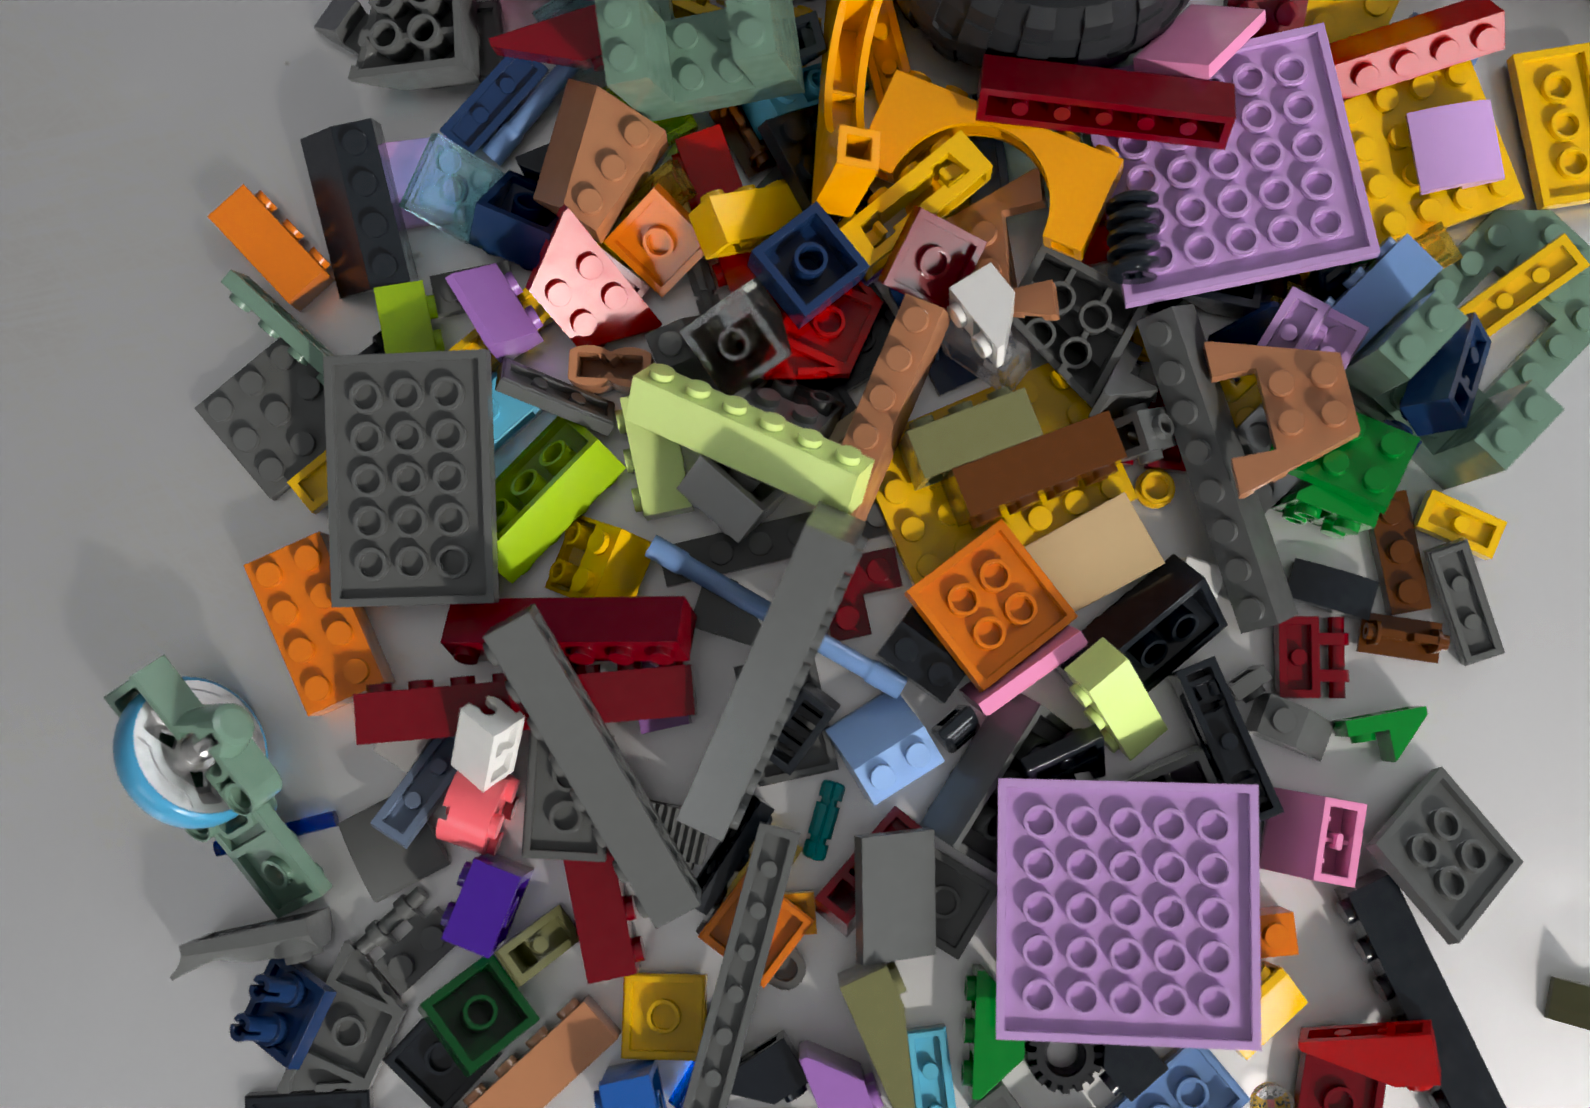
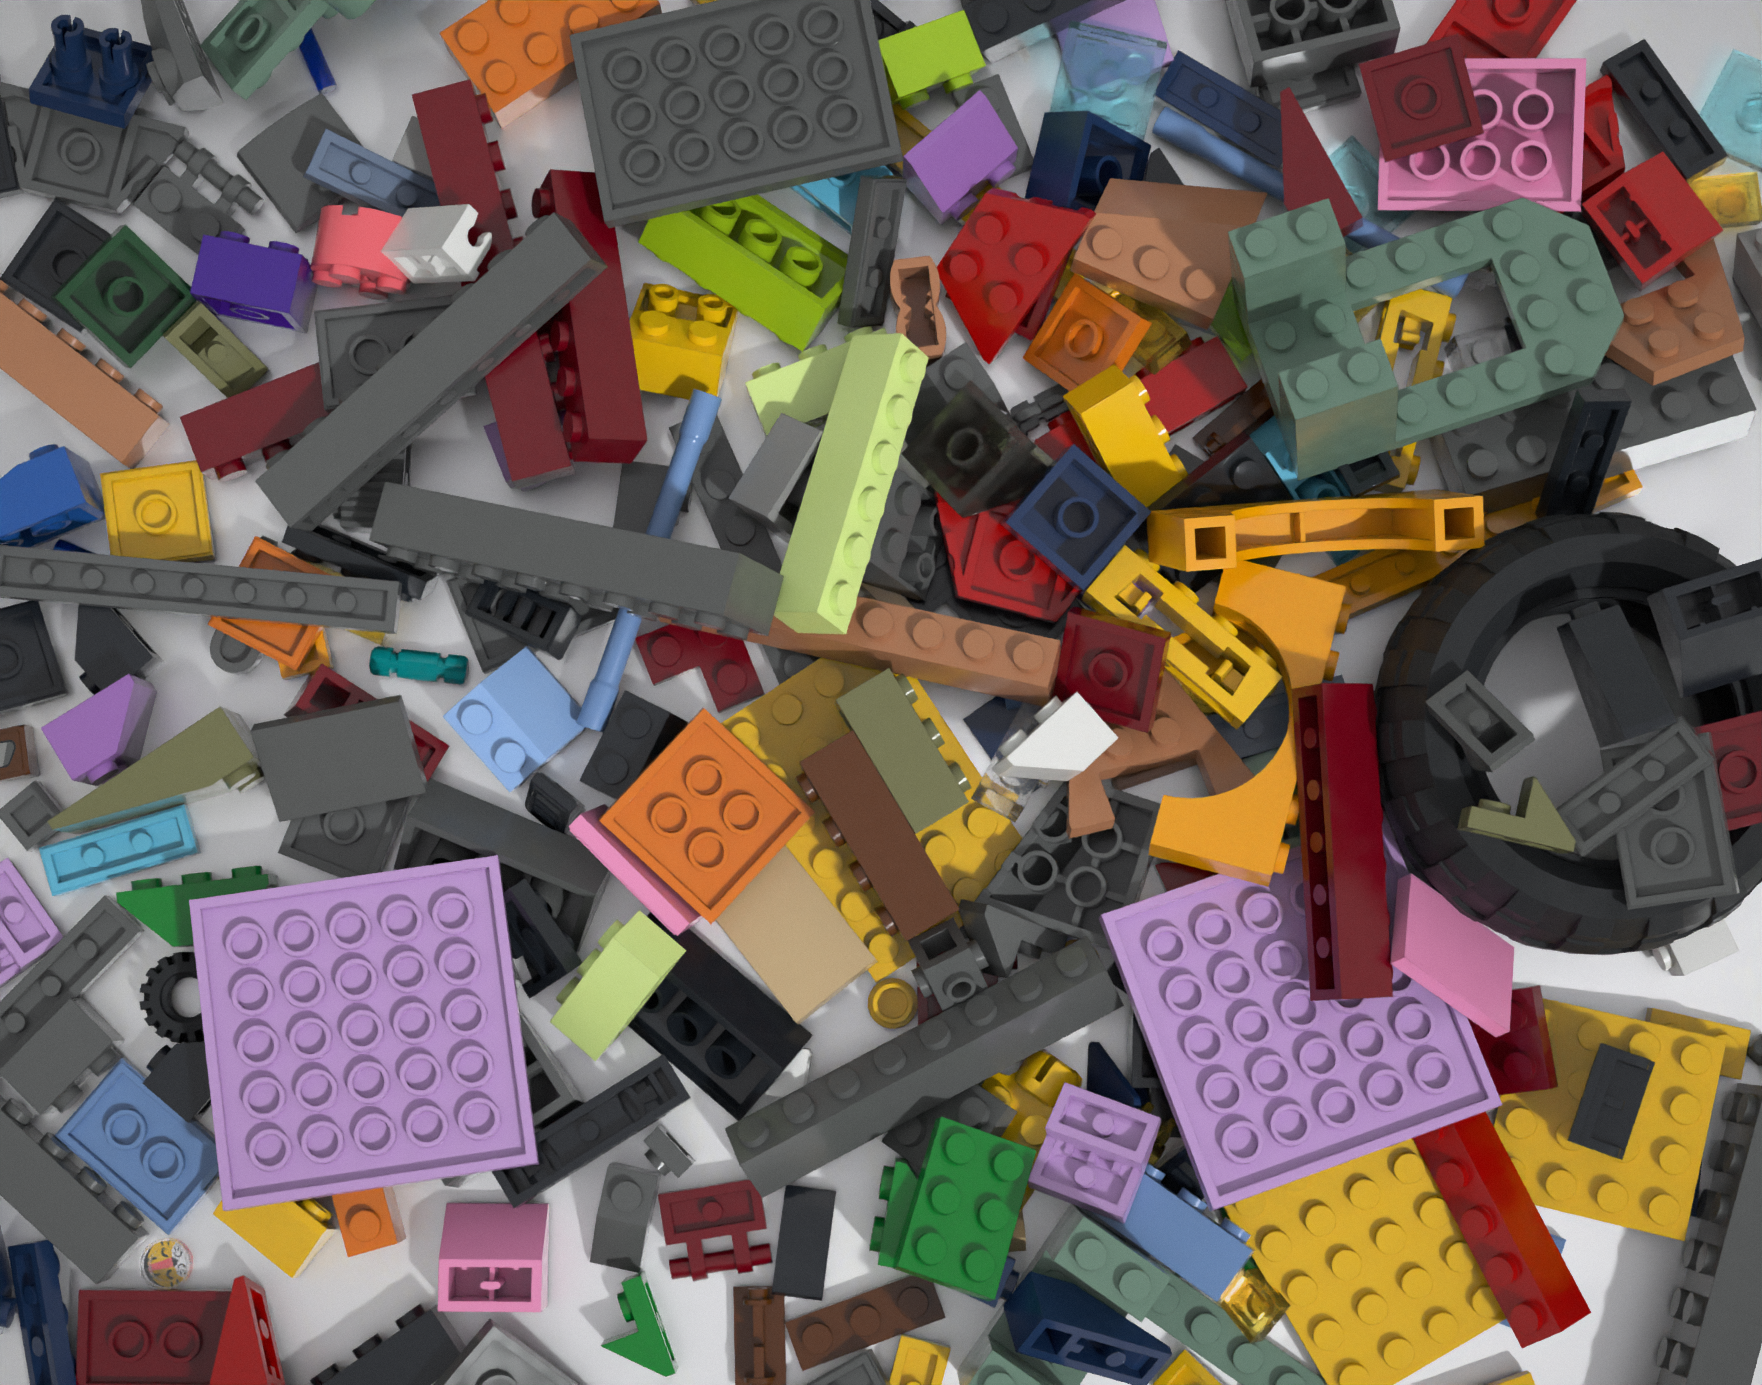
camera: 80 degrees right, 0 degrees up
(1129, 237) = (1180, 903): black piece -> none
(1303, 404) = (1011, 1148): nougat wing -> none
(1455, 146) = (1385, 1305): lavender slope -> none

